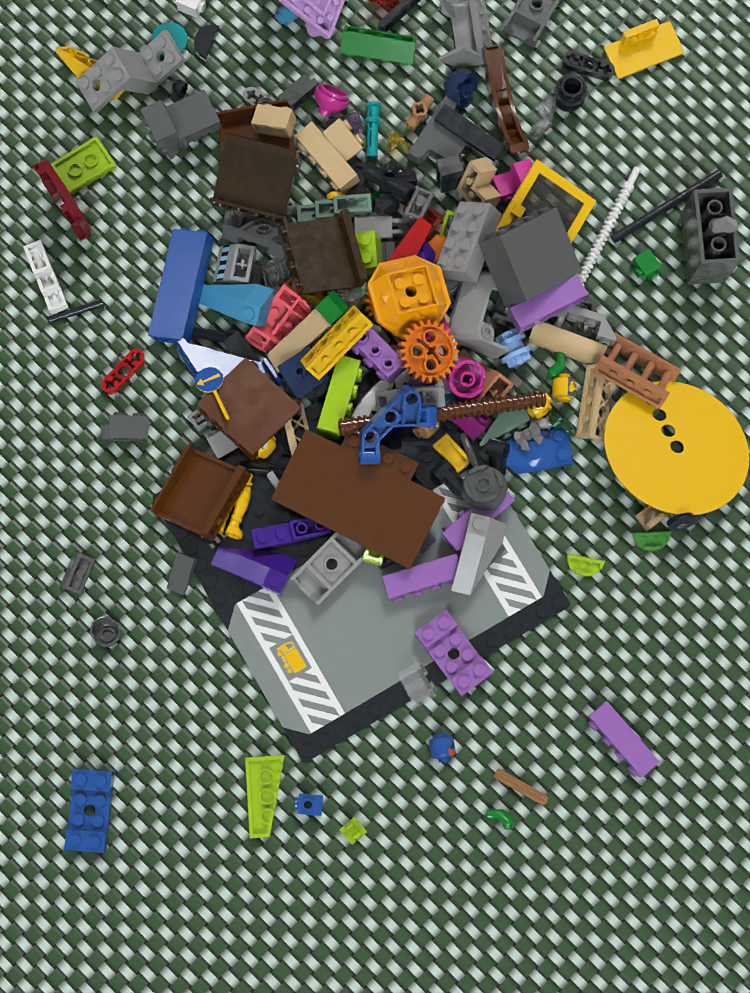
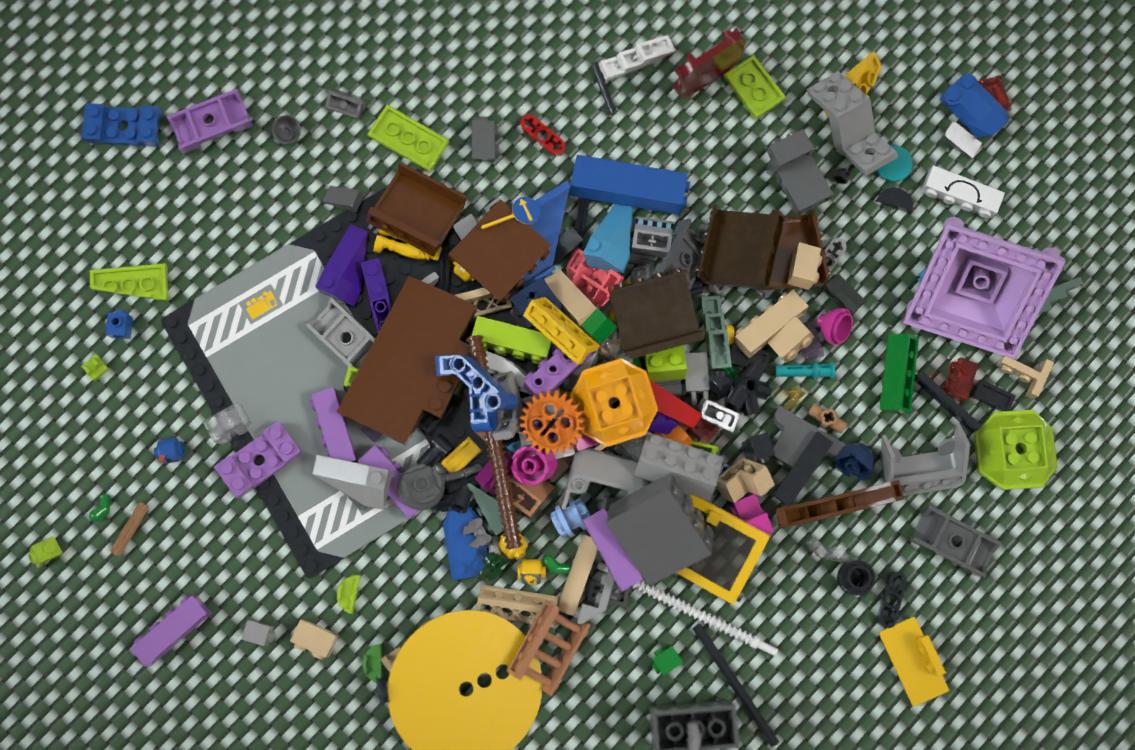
camera: 95 degrees right, 0 degrees up
(101, 731) = (228, 116): none -> medium lavender piece
(119, 507) = (408, 138): none -> lime tile
(544, 874) = (44, 551): none -> lime bracket
(624, 651) = (258, 633): none -> light grey brick
(629, 596) = (314, 638): none -> tan brick

